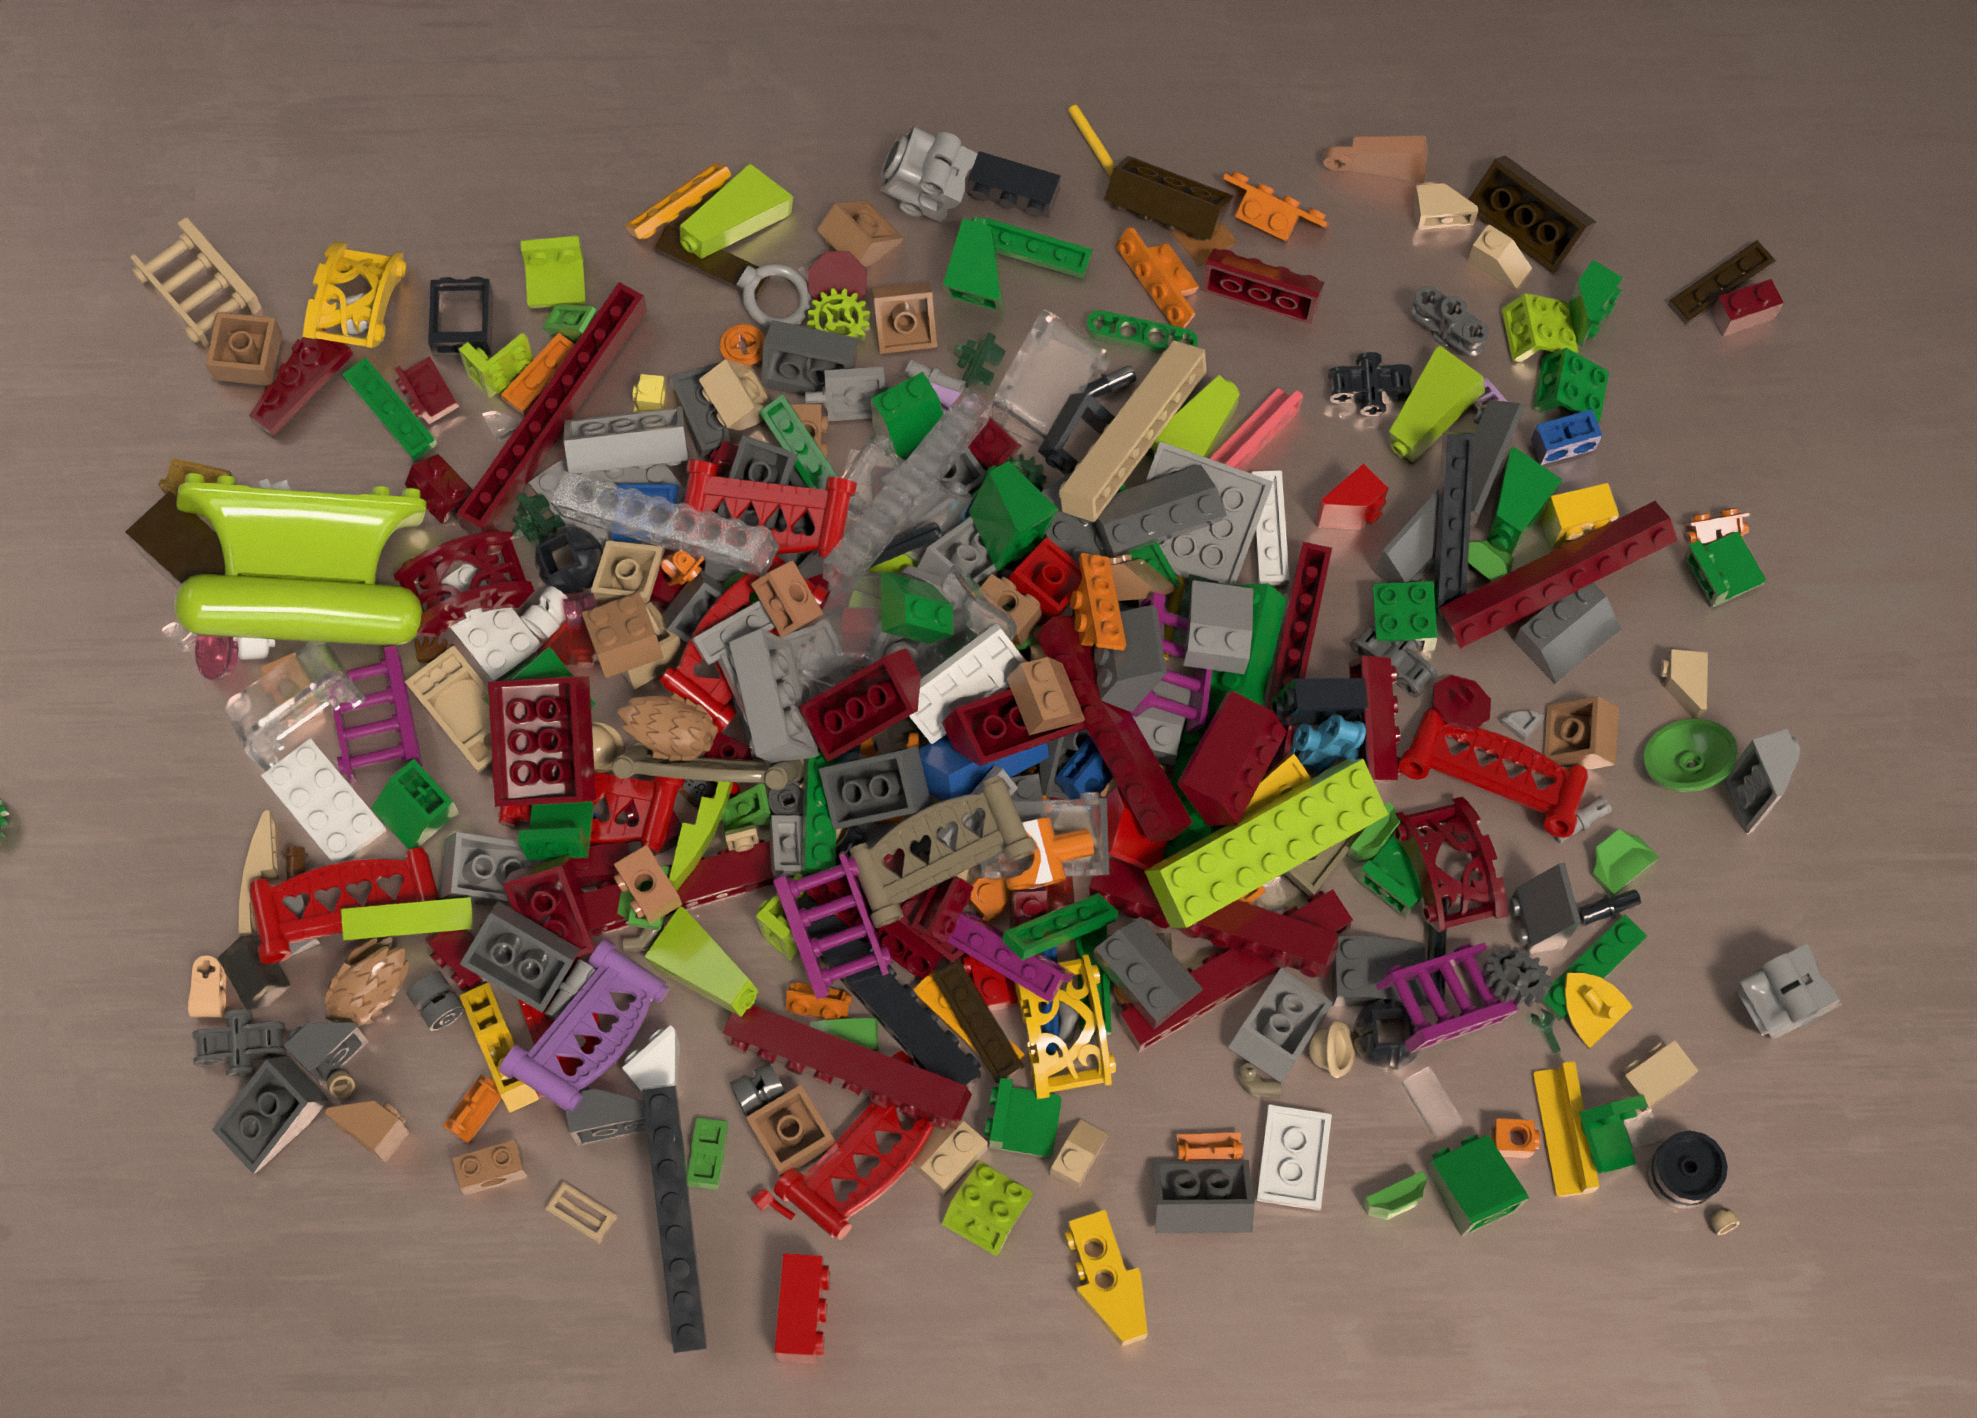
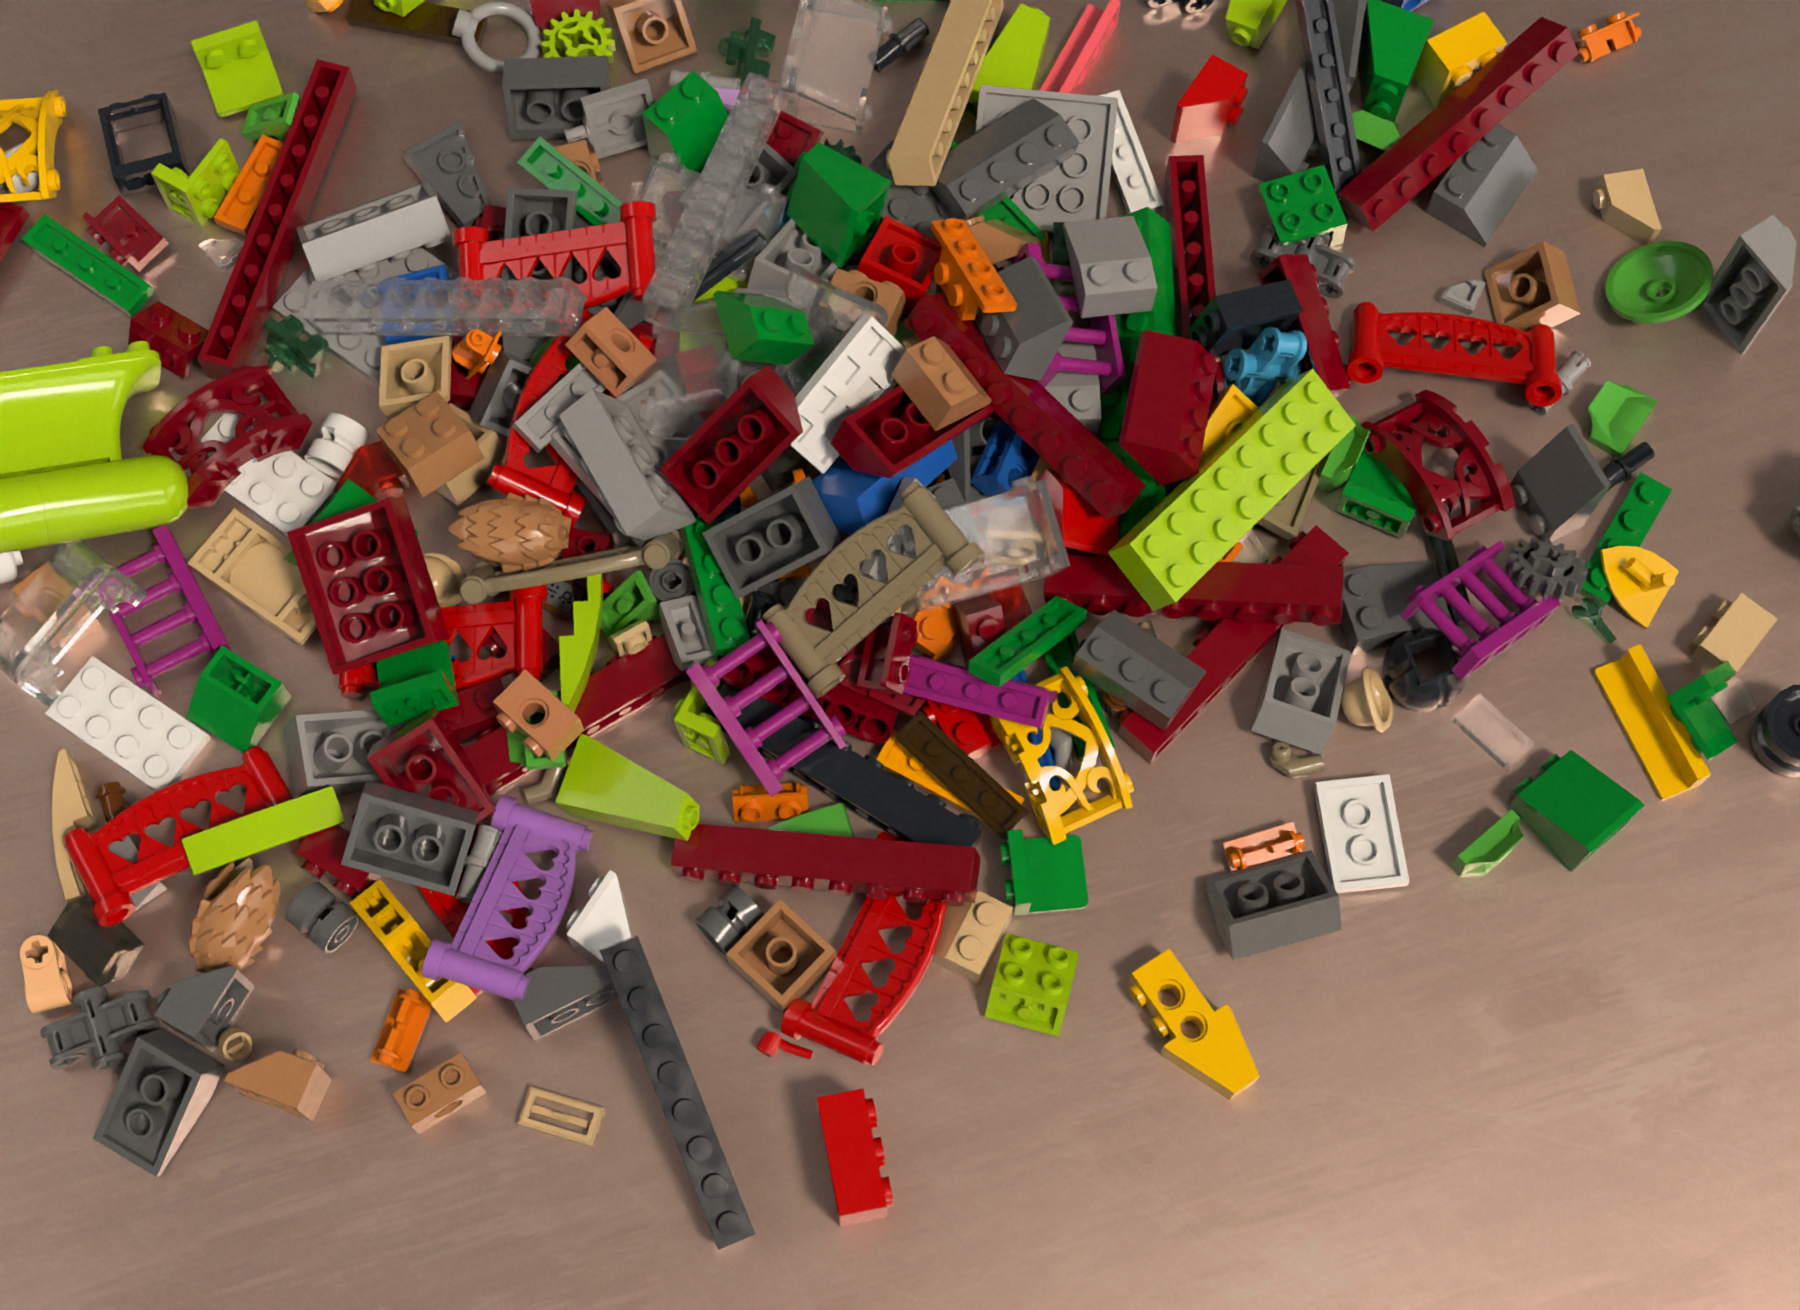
camera: 15 degrees left, 0 degrees up
(427, 652) = (205, 526): reddish brown piece -> none
(573, 609) = (365, 431): clear pink wheel -> none
(584, 550) = (355, 394): black piece -> none
(649, 393) = (385, 174): light yellow brick -> none
(707, 1153) = (691, 1008): bright green slope -> none
(735, 394) = (484, 152): tan slope -> none
(751, 336) = (484, 88): orange gear -> none
(1046, 864) = (995, 574): orange connector -> none
(1076, 407) = (878, 72): black window -> none
(1078, 1154) = (1118, 896): tan slope -> none
(1461, 702) = (1391, 290): dark red piece -> none
(1526, 1128) = (1607, 733): orange brick -> none
(1724, 568) = (1628, 78): green bracket -> none

